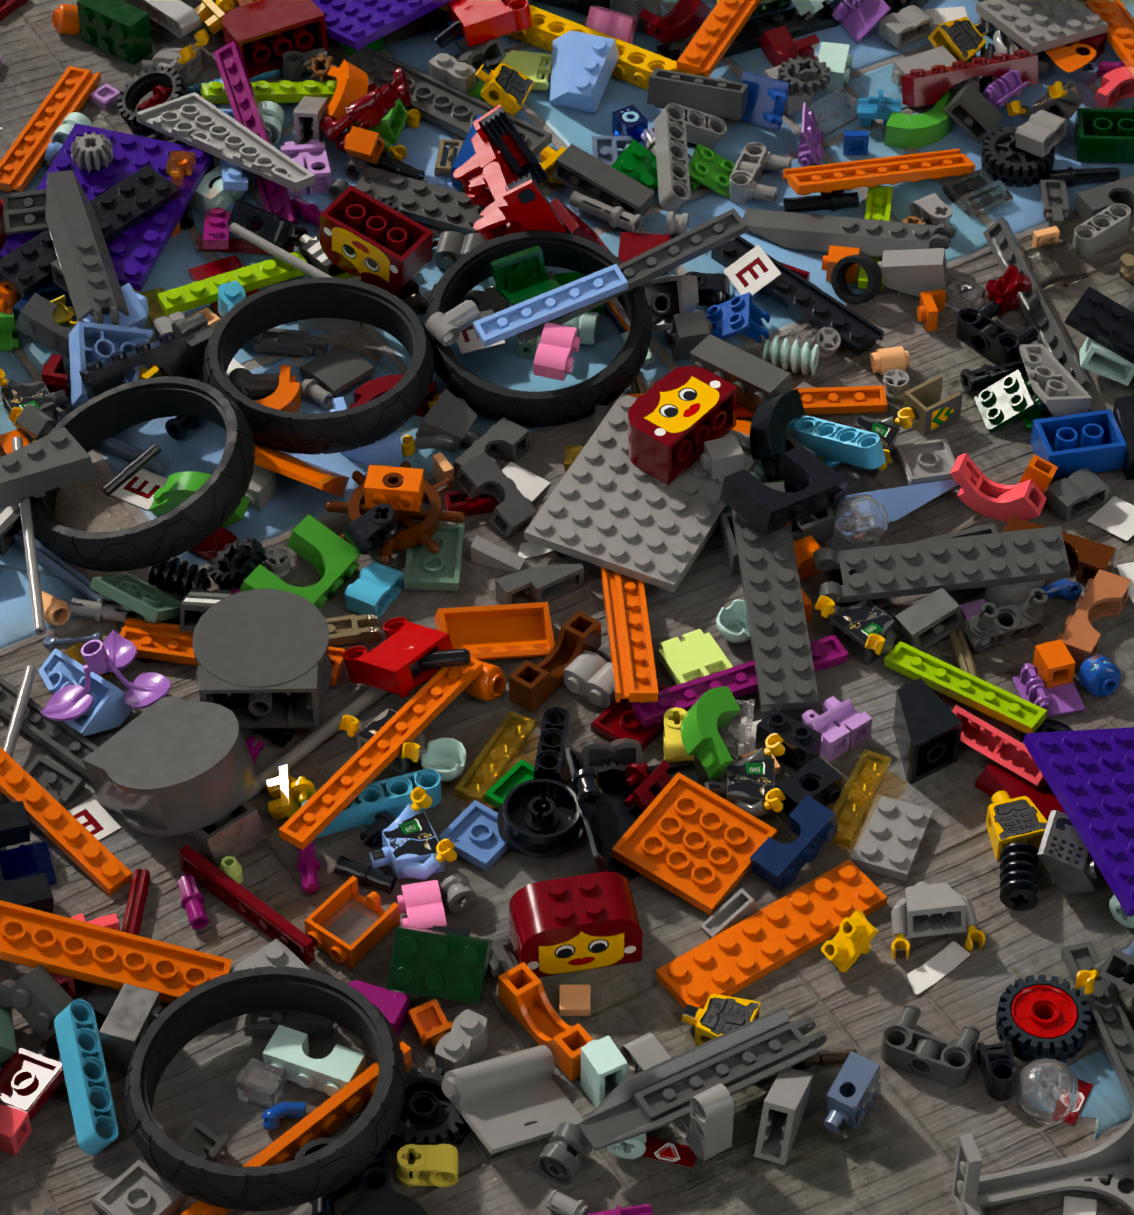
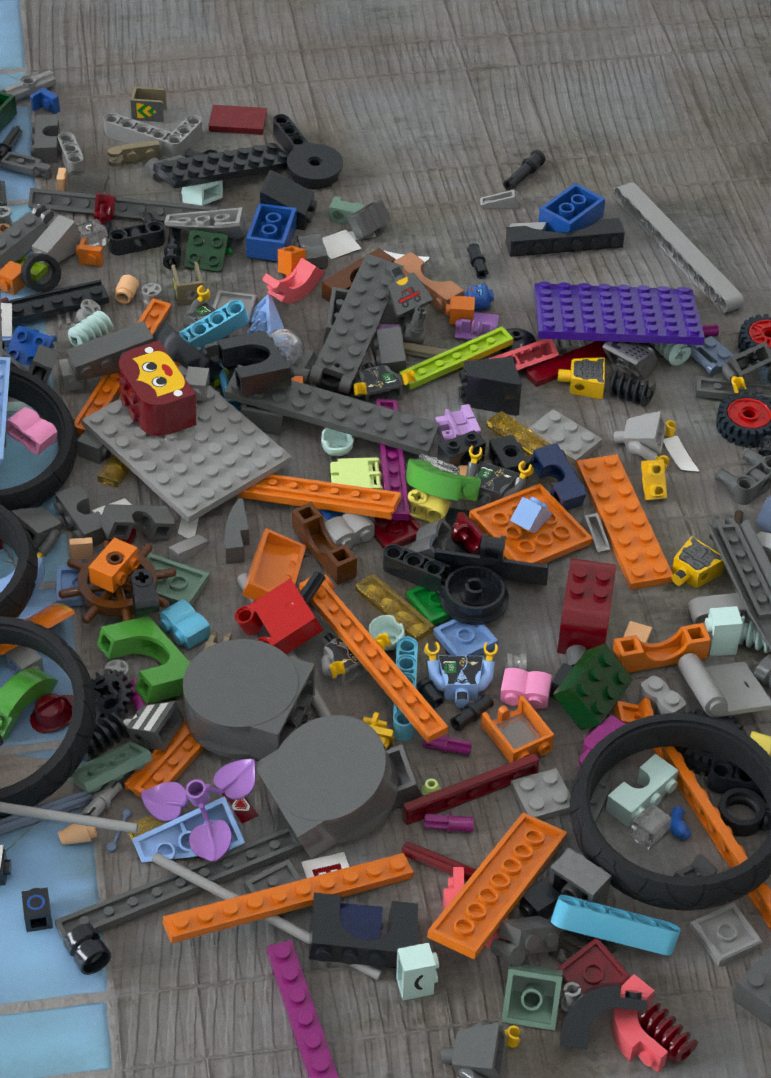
camera: 70 degrees left, 0 degrees up
(696, 827) = (531, 514): none -> light blue slope
(1010, 585) = (407, 293): none -> dark grey torso

